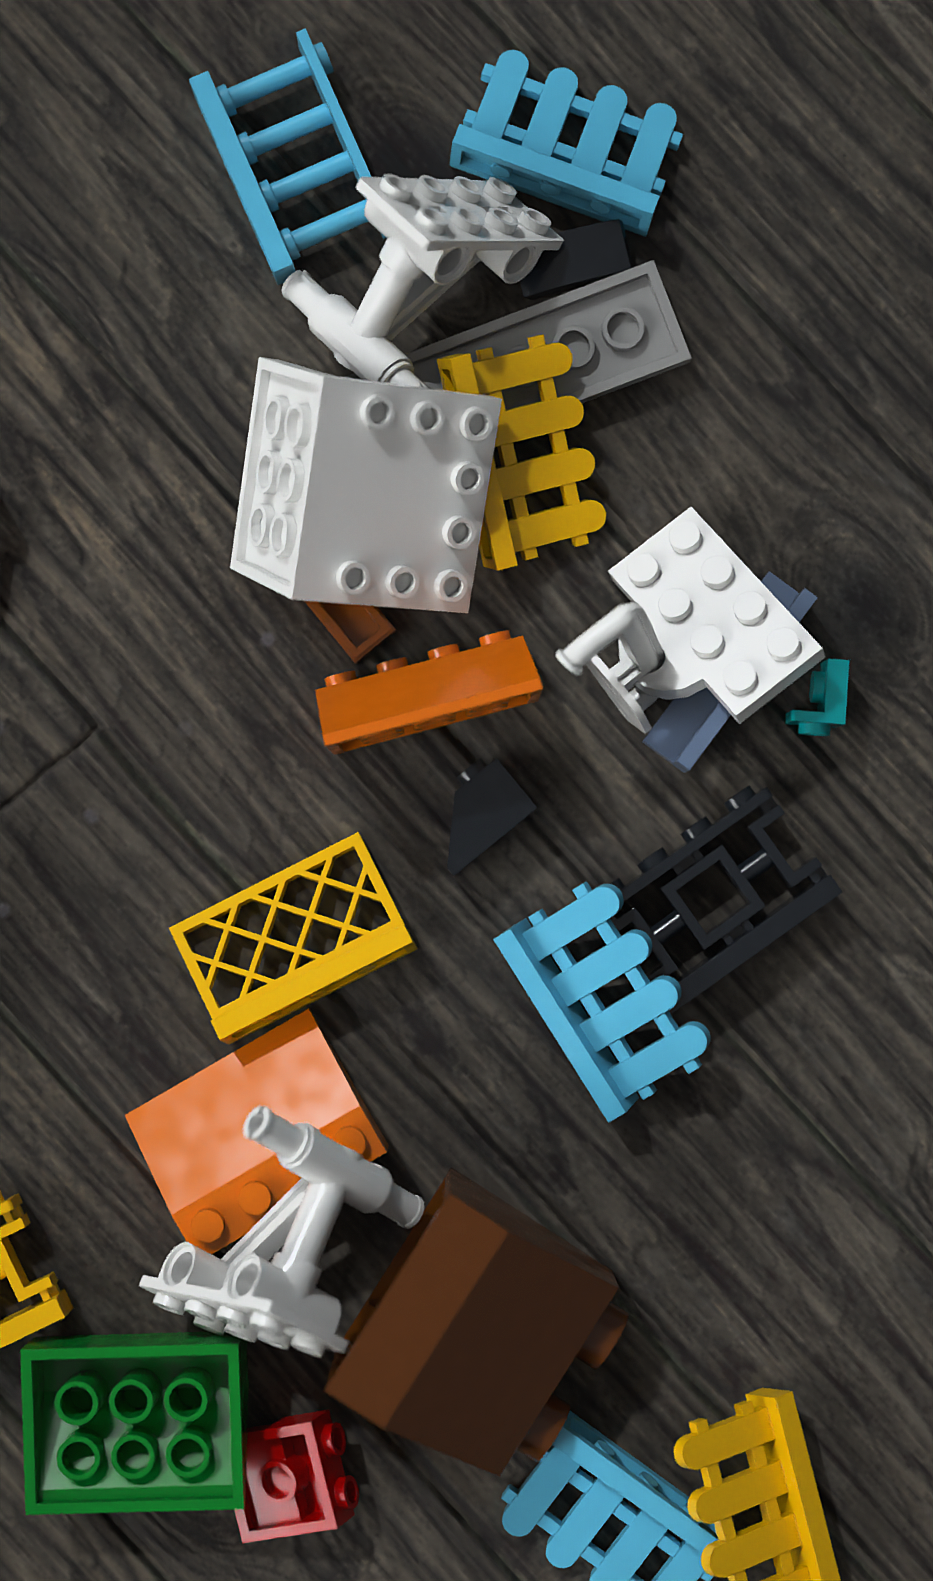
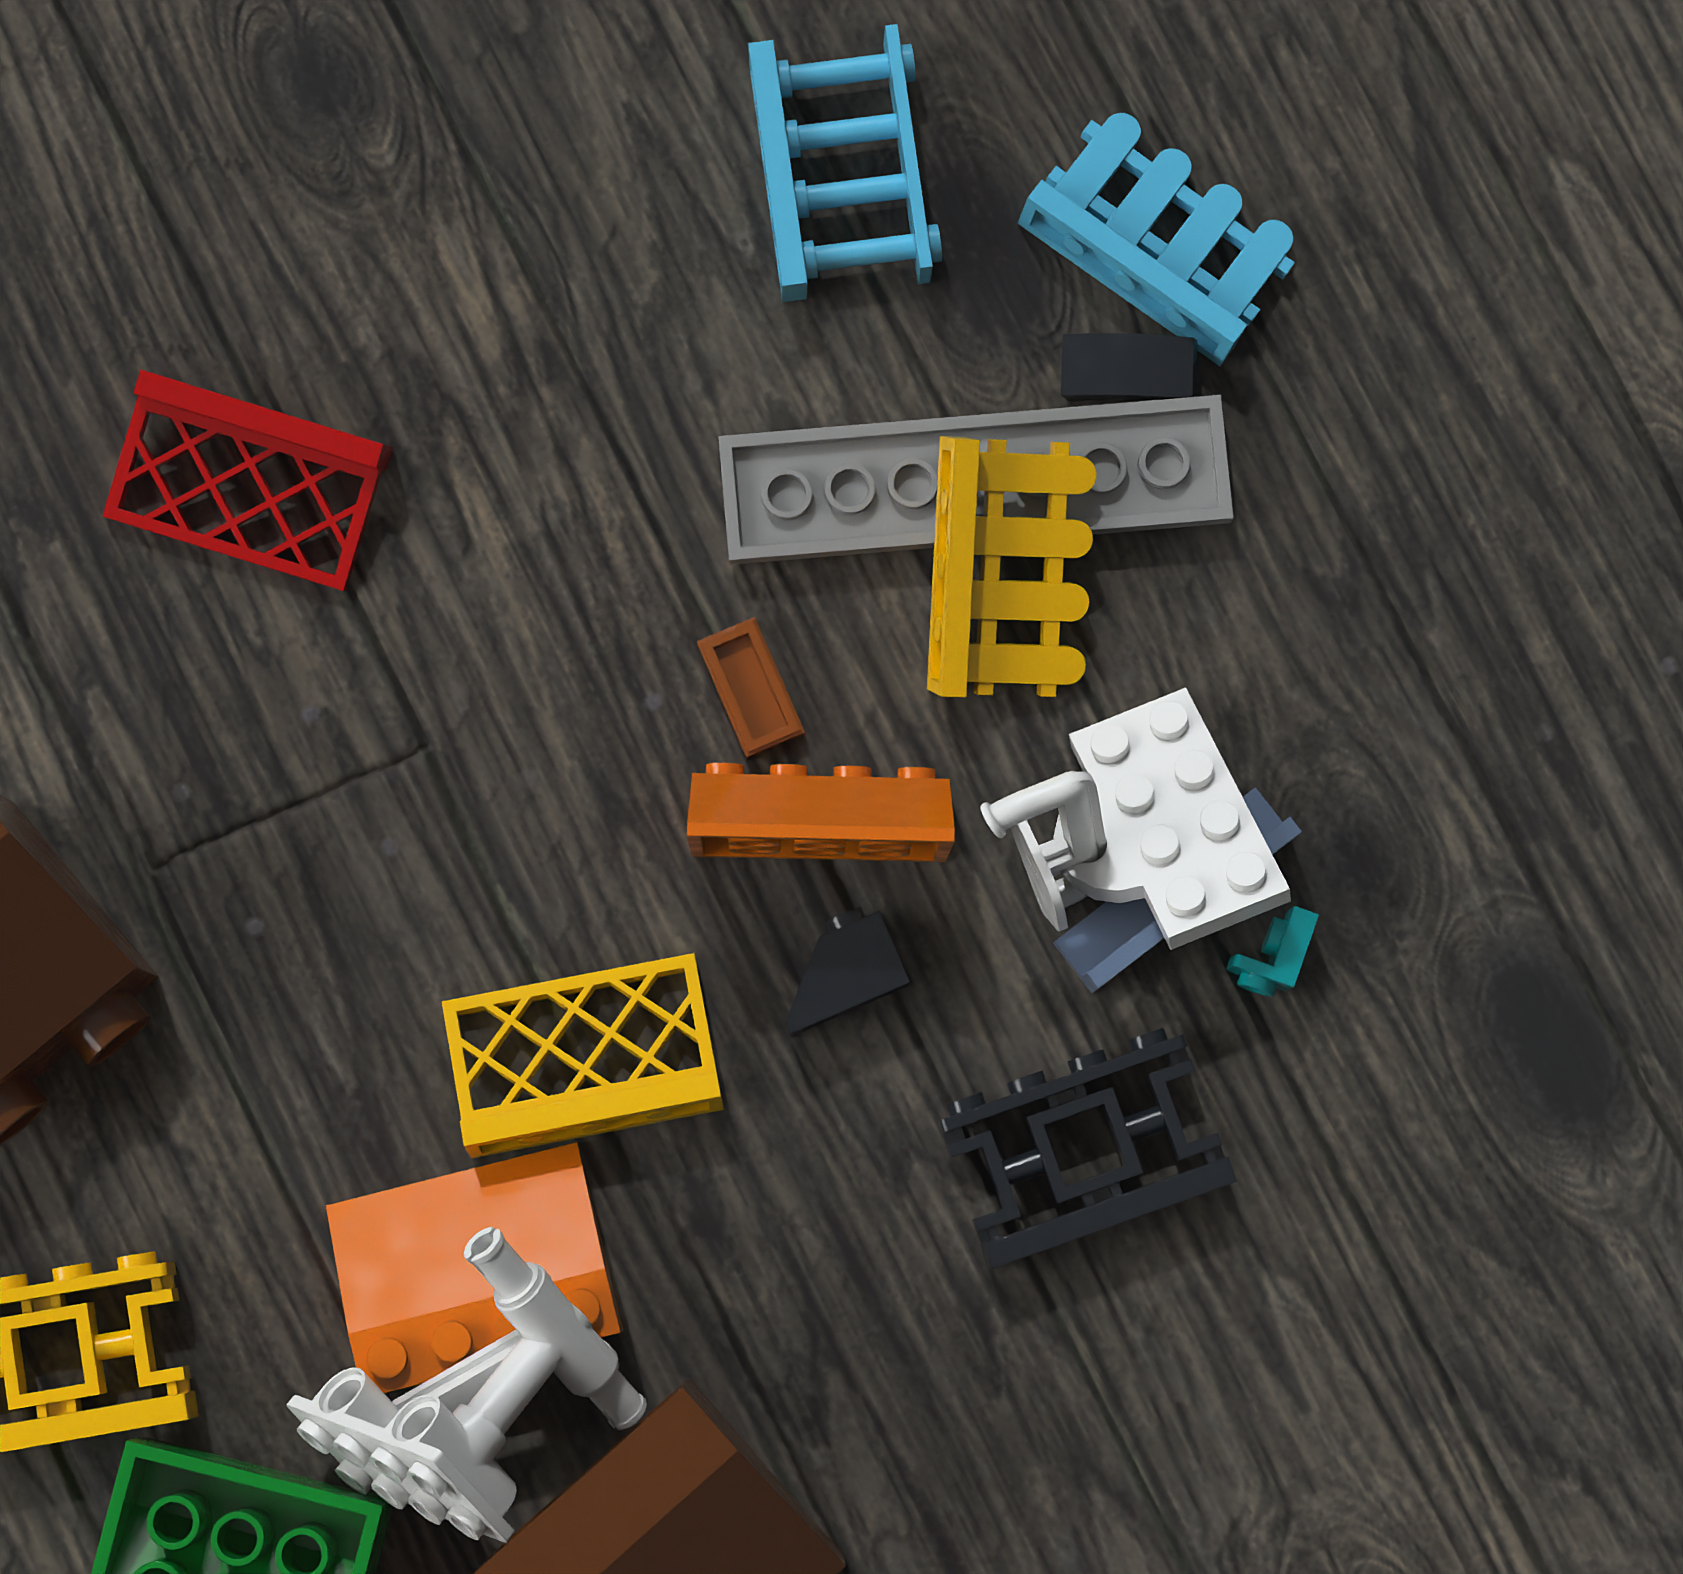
camera: 10 degrees right, 5 degrees down
(363, 489) = (814, 560): white bracket -> none
(433, 239) = (972, 302): white plate -> none
(585, 1037) = (891, 1268): medium azure fence -> none

